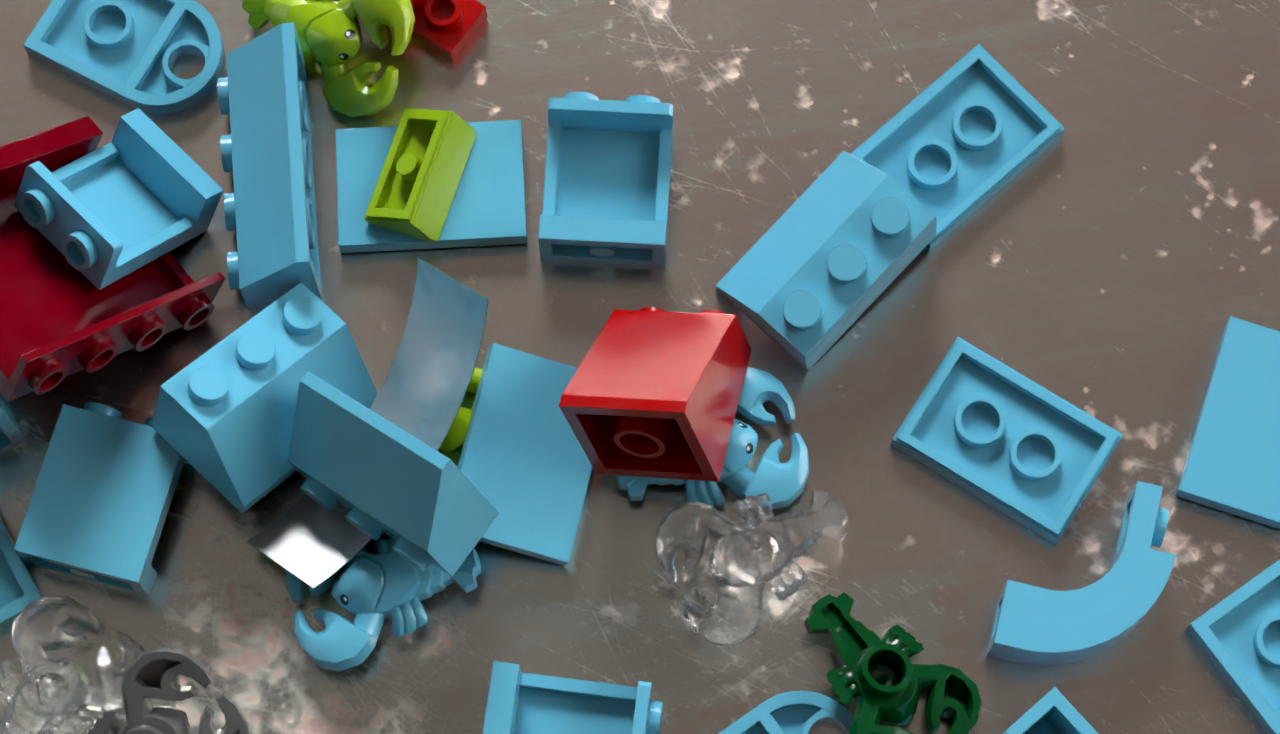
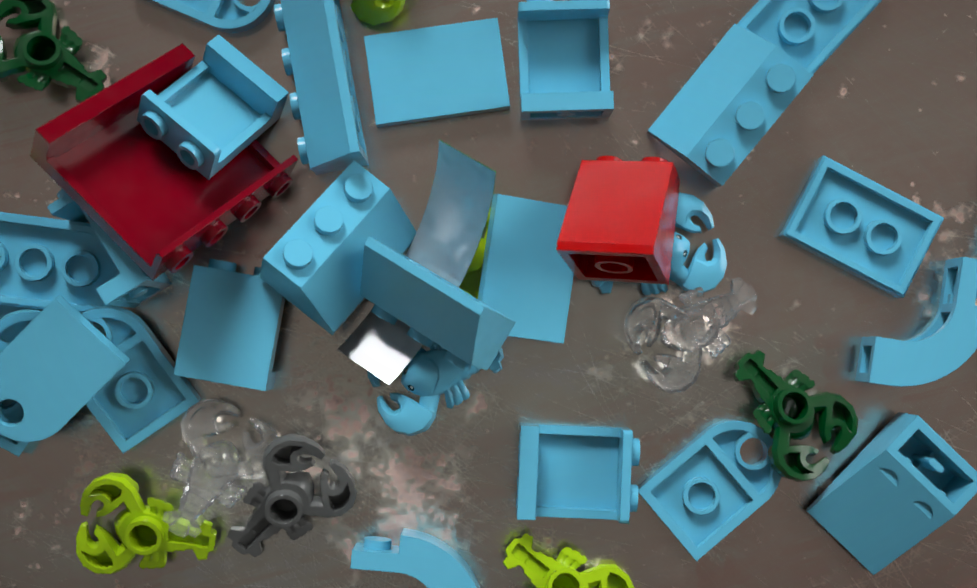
camera: 10 degrees left, 15 degrees up
(421, 173) = (430, 65): lime slope -> none

